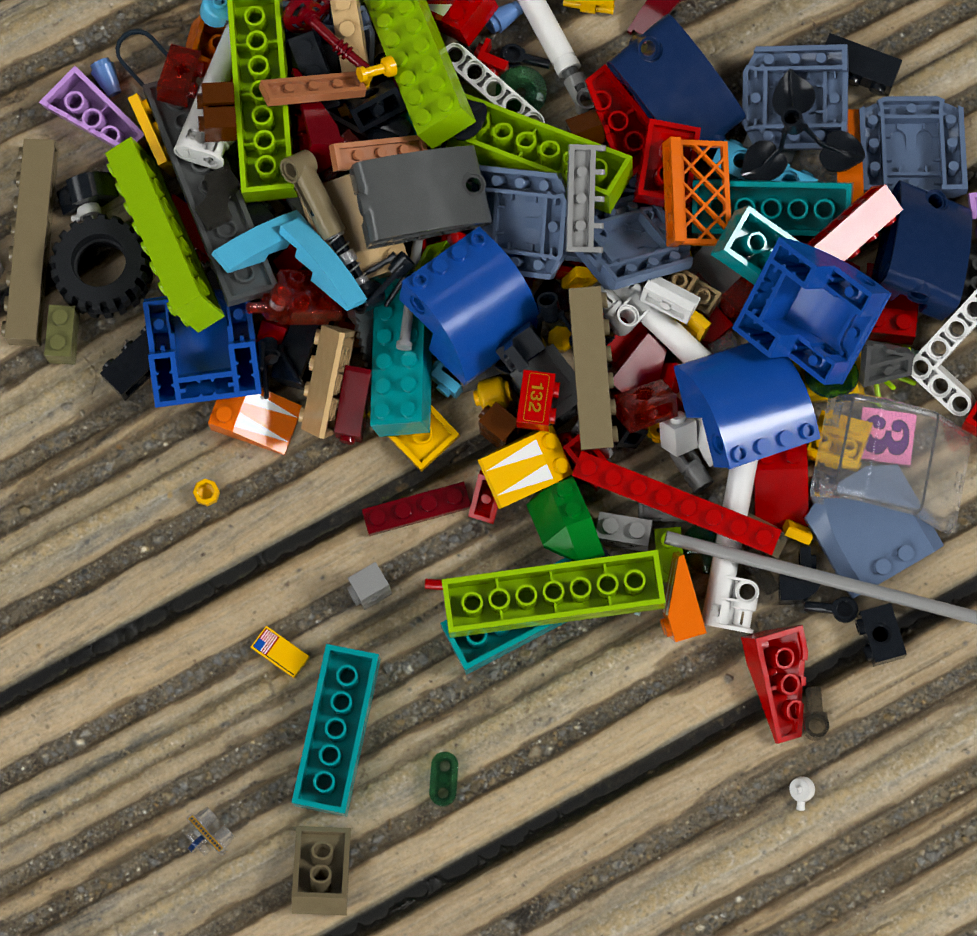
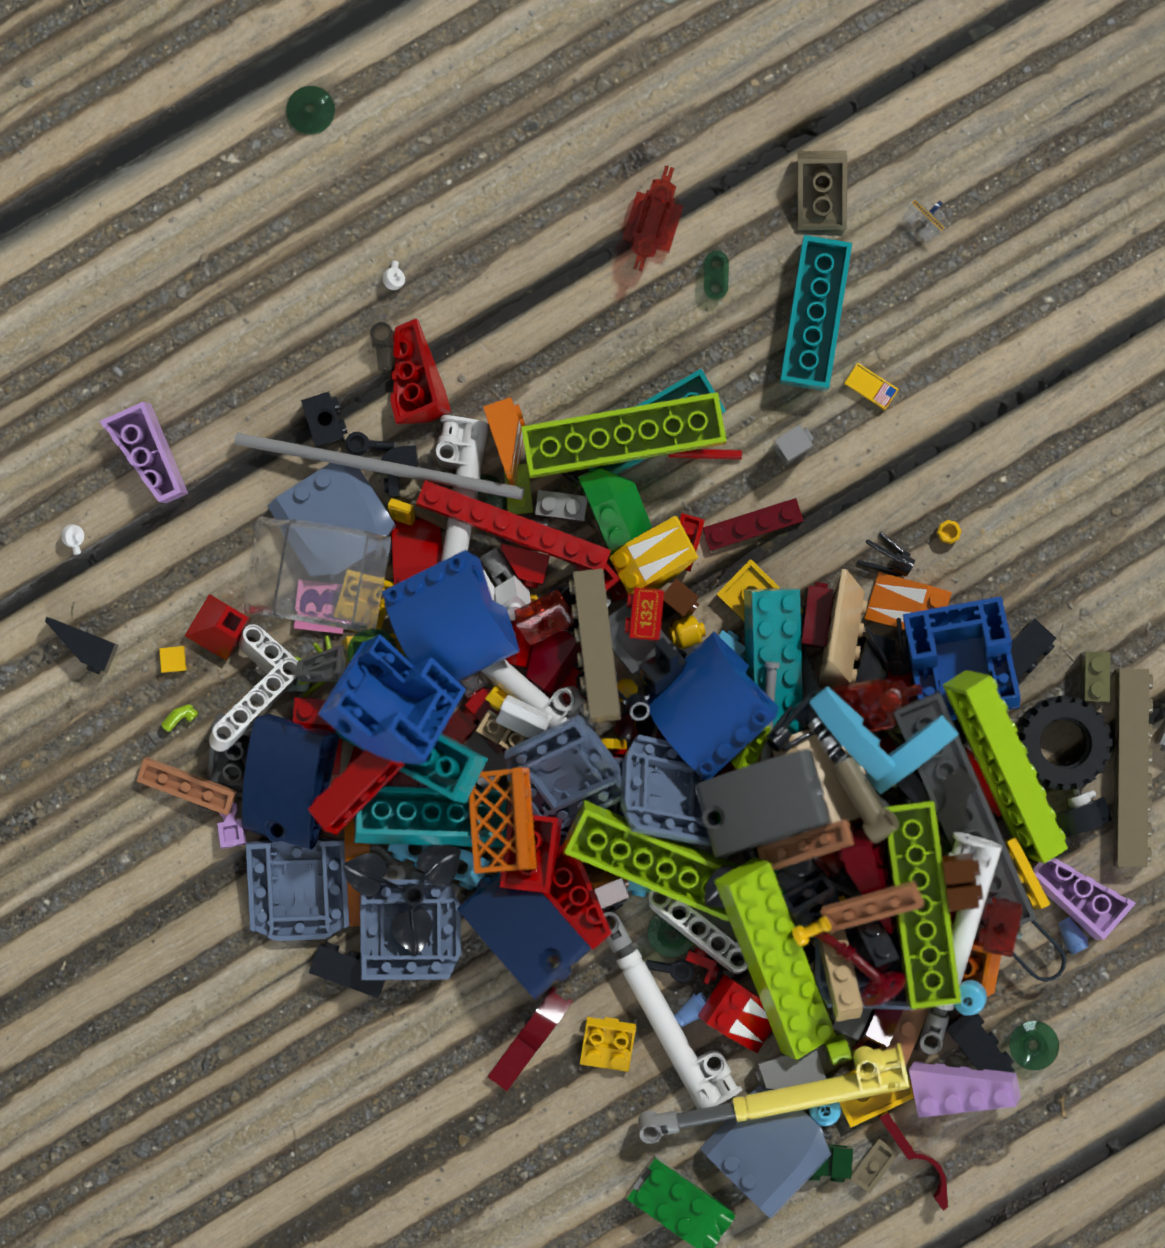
camera: 170 degrees right, 10 degrees up
(261, 460) = (901, 561): none -> black plant
(511, 840) = (653, 219): none -> clear red piece
(582, 198) = (610, 804): light grey hinge -> none
(663, 468) = (527, 564): none -> red slope

